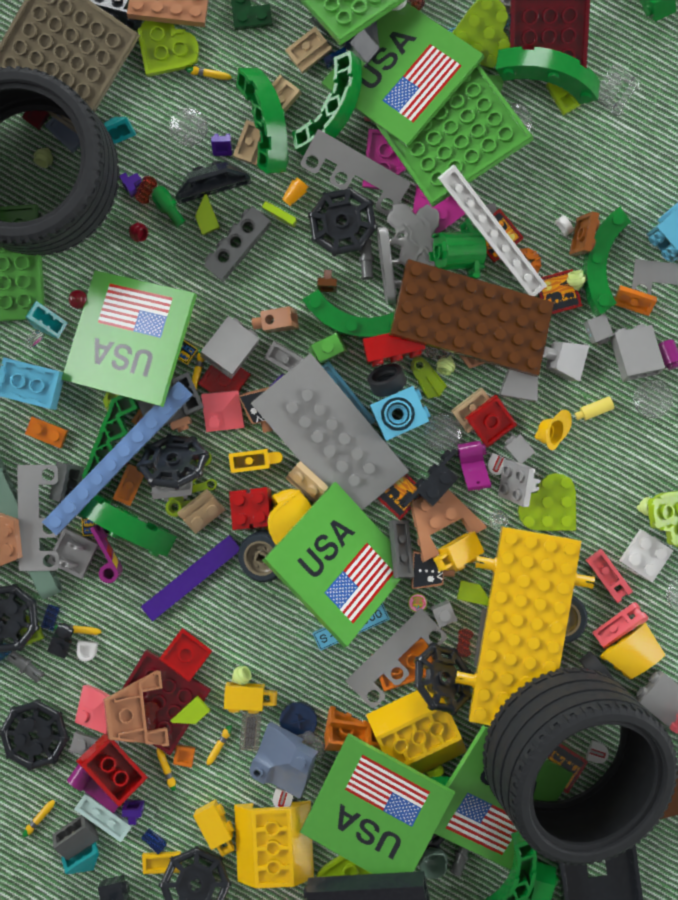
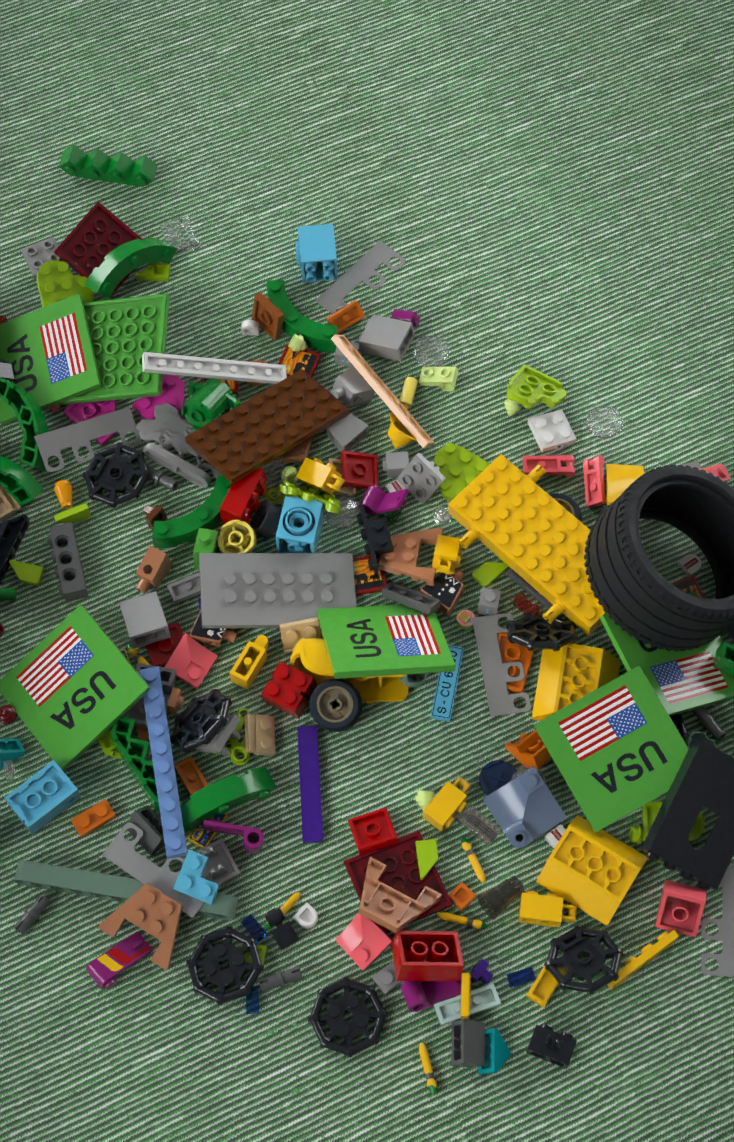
camera: 55 degrees left, 25 degrees down
(41, 554) = (191, 880): none -> medium azure plate
(100, 819) = (465, 996): none -> yellow tile
(202, 788) = (500, 896): none -> clear smoke plant
(326, 857) = (636, 834): none -> lime plate
(351, 370) = (237, 537): none -> light yellow cylinder
(432, 403) = (313, 494): none -> lime plant
(458, 396) = (320, 476): none -> yellow brick
(579, 388) = (383, 391): none -> light nougat tile
(631, 424) = (439, 376): none -> yellowish green plate

